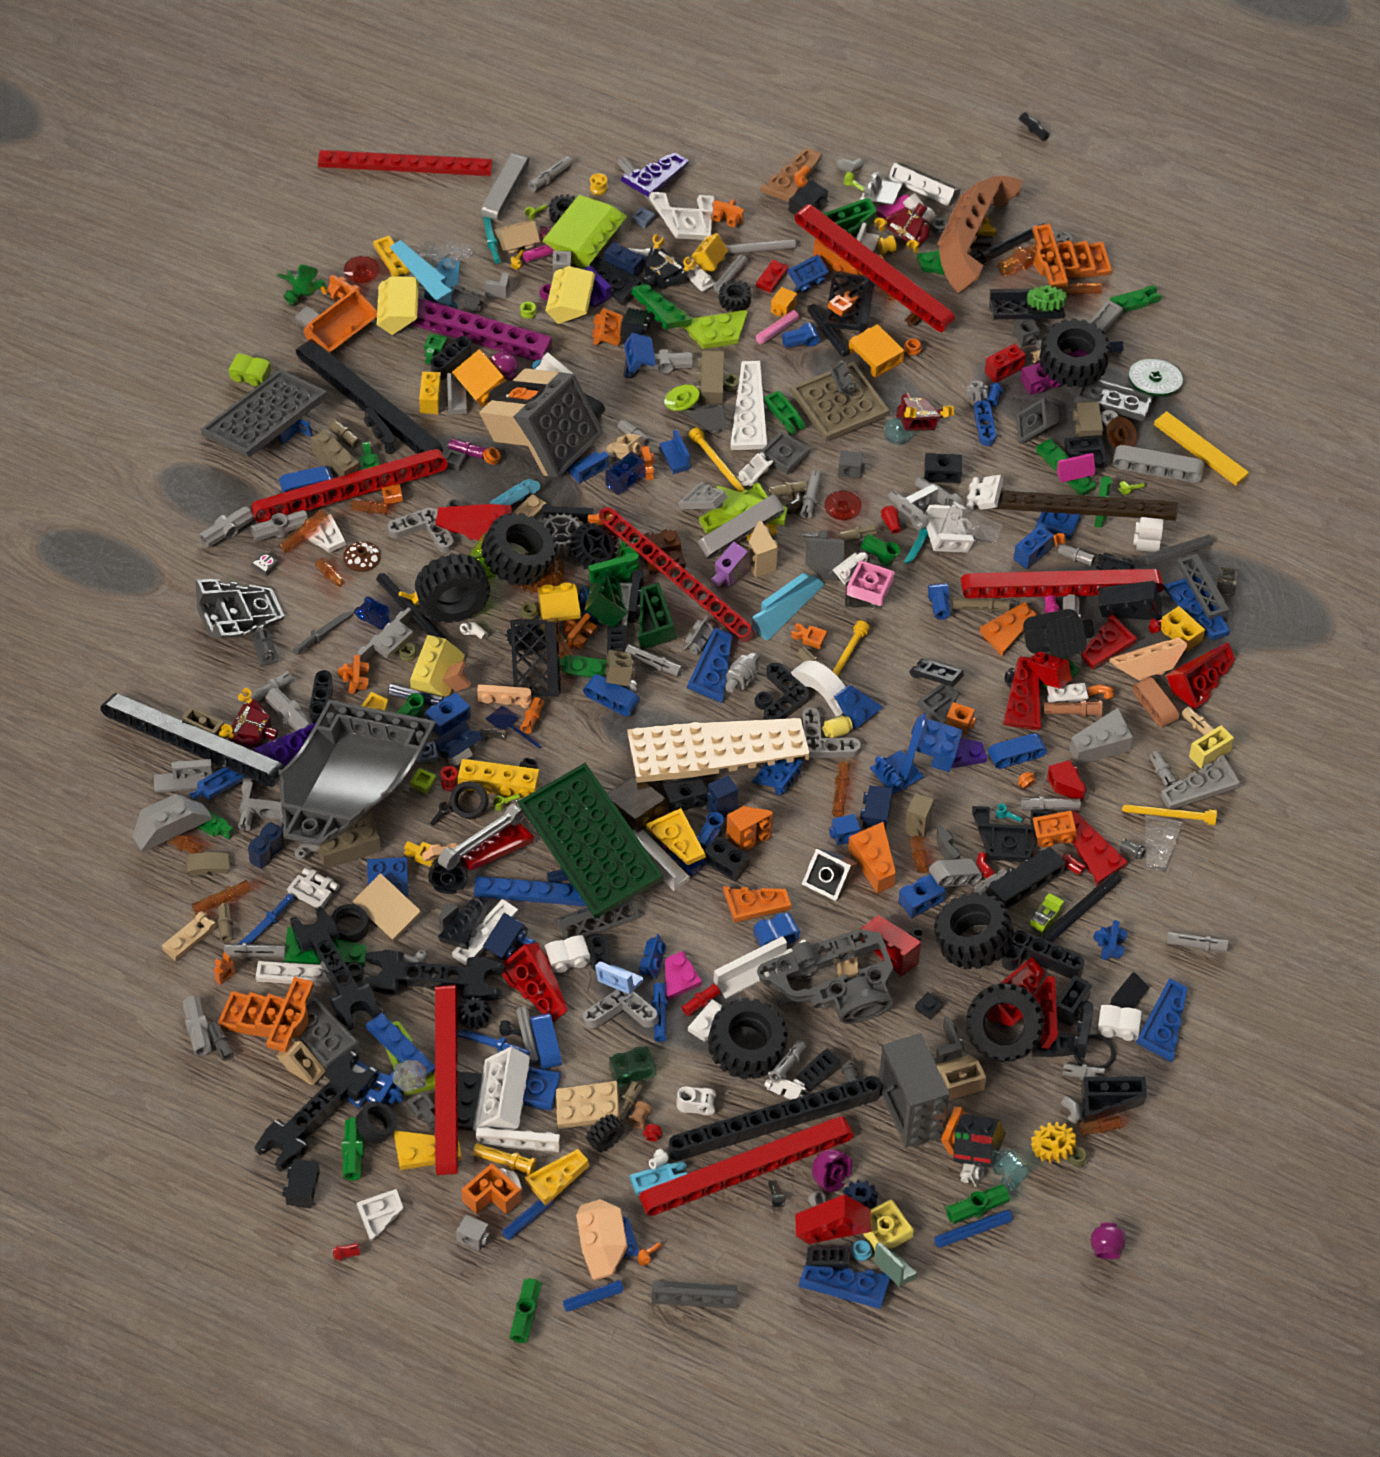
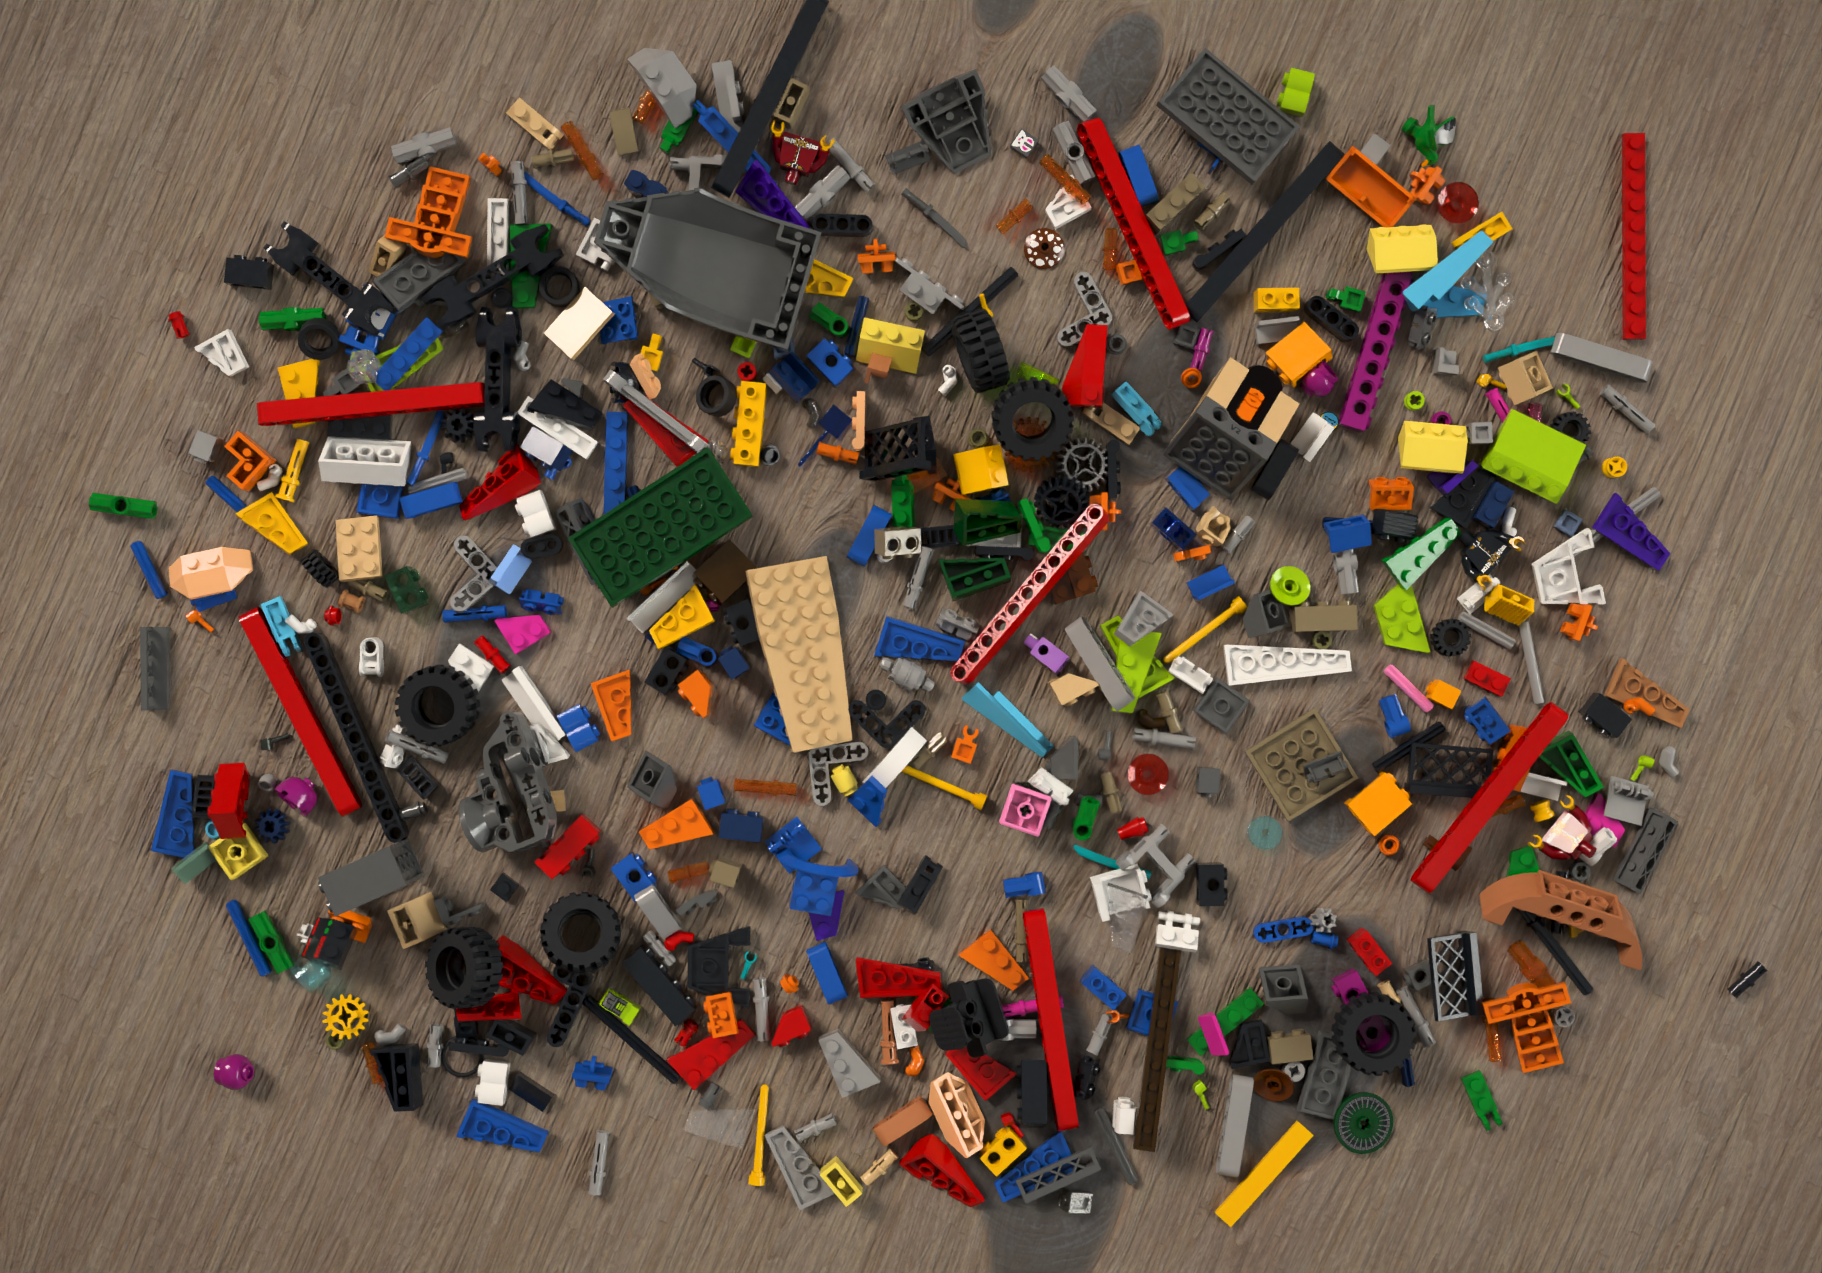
camera: 85 degrees right, 35 degrees up
(373, 613) = (962, 266): clear blue piece -> none
(500, 801) = (725, 435): lime hand -> none
(517, 1139) = (313, 490): white plate -> none
(784, 411) = (1282, 701): green hinge -> none
(841, 305) = (1437, 762): orange plate -> none
(919, 414) = (1284, 856): dark red torso -> none
(961, 717) = (863, 902): orange brick -> none
(1046, 298) = (1458, 999): bright green gear -> none
(1107, 315) = (1448, 1065): light grey plate -> none

